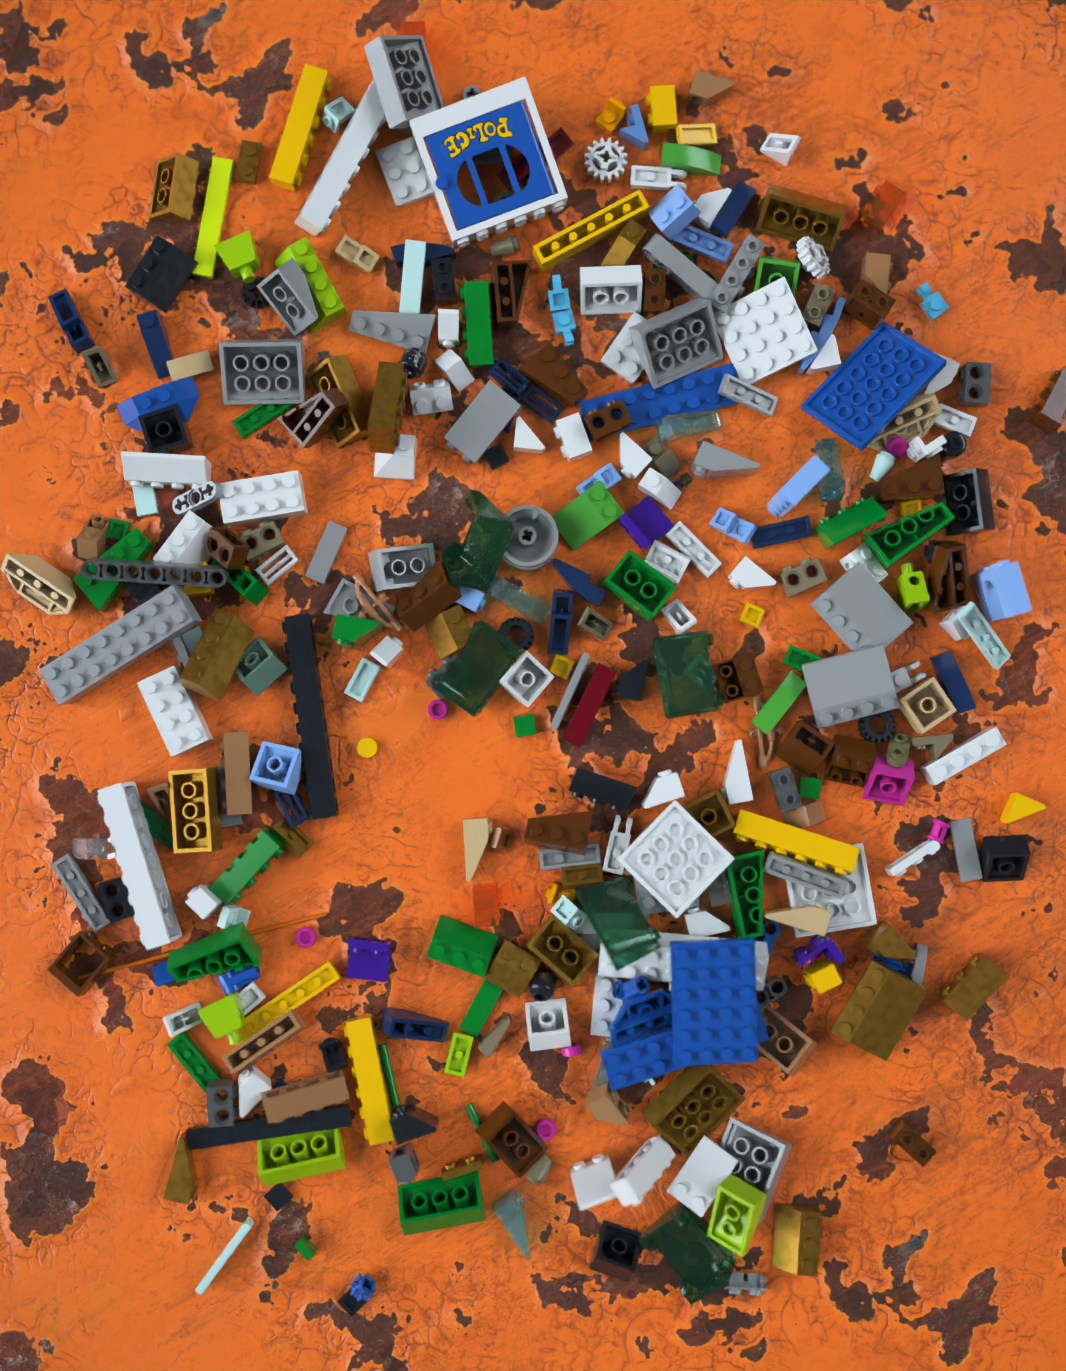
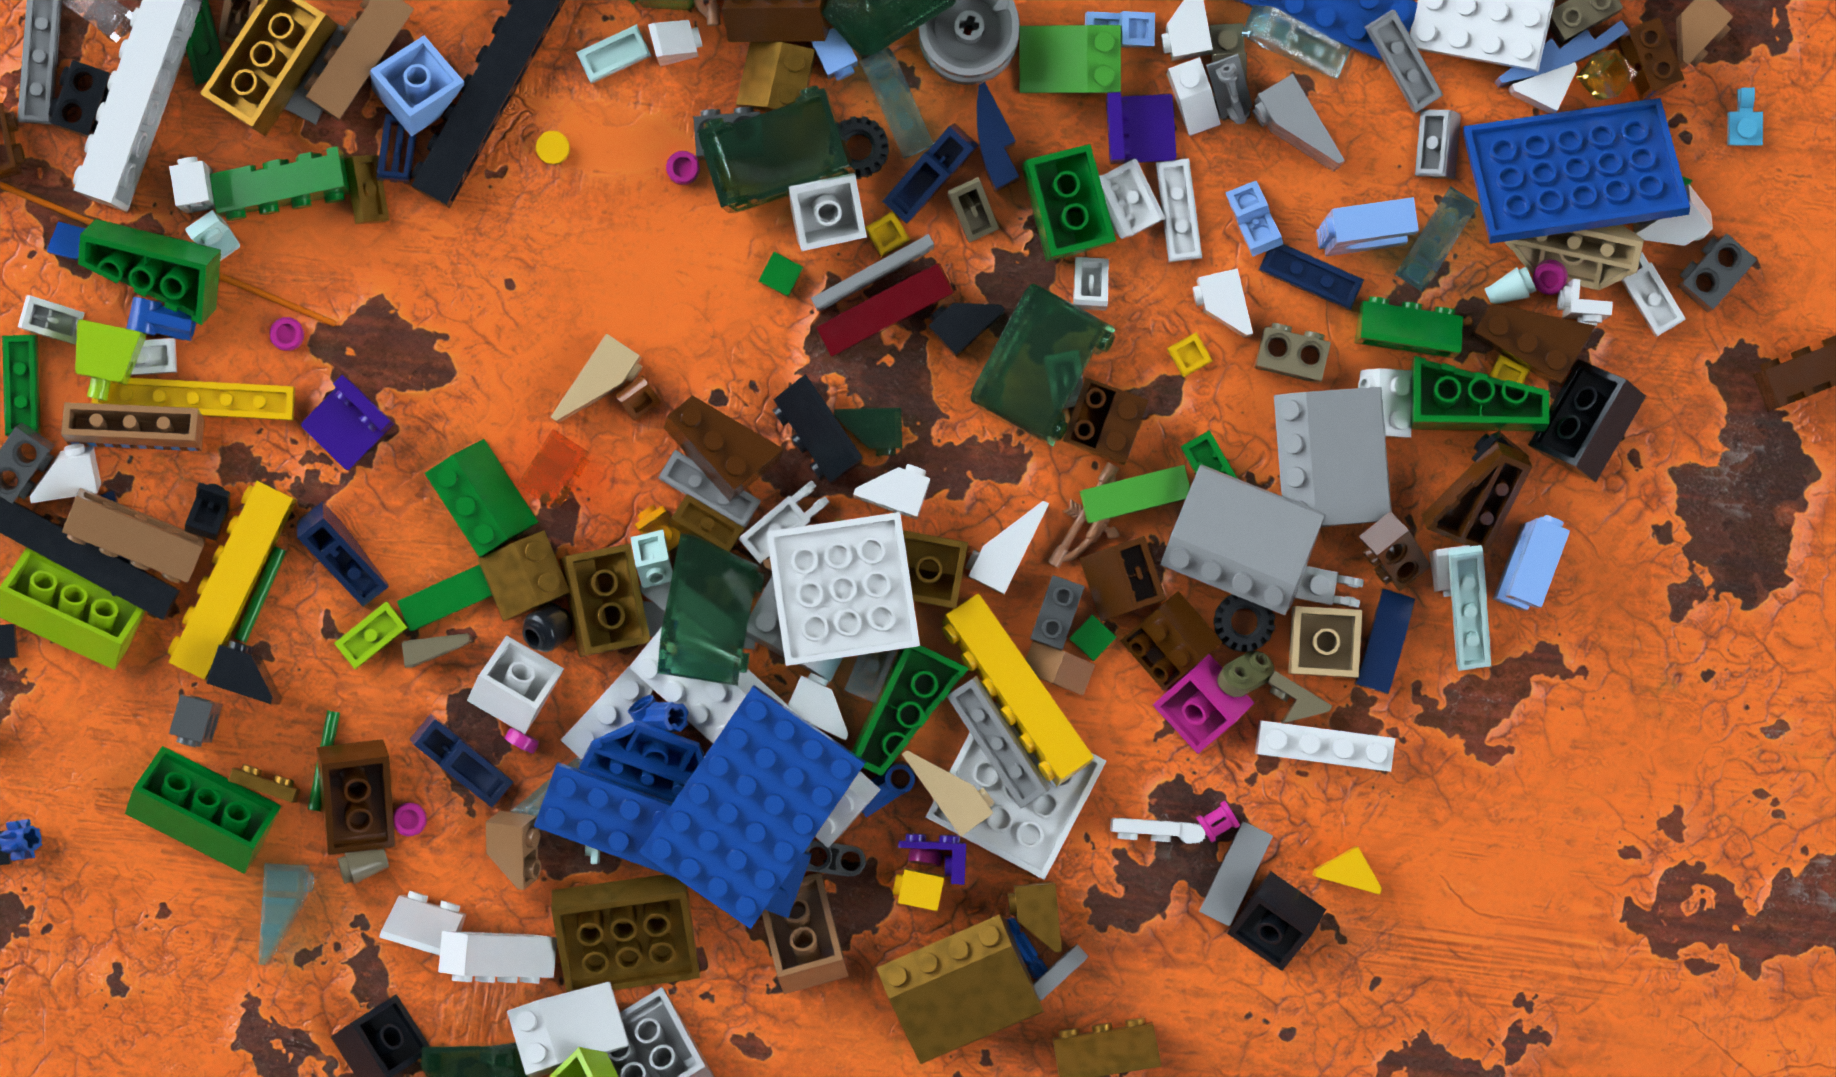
camera: 40 degrees right, 0 degrees up
(549, 1082) = (461, 760): none -> dark blue slope
(627, 766) = (874, 427): none -> clear green slope
(675, 471) = (1230, 88): none -> light grey hinge
(793, 423) = (1438, 144): none -> light grey slope
(851, 328) = (1606, 74): none -> clear yellow brick
(912, 589) = (1418, 485): lime torso -> none
(926, 636) = (1393, 552): none -> reddish brown brick
(954, 446) = (1623, 329): black head -> none

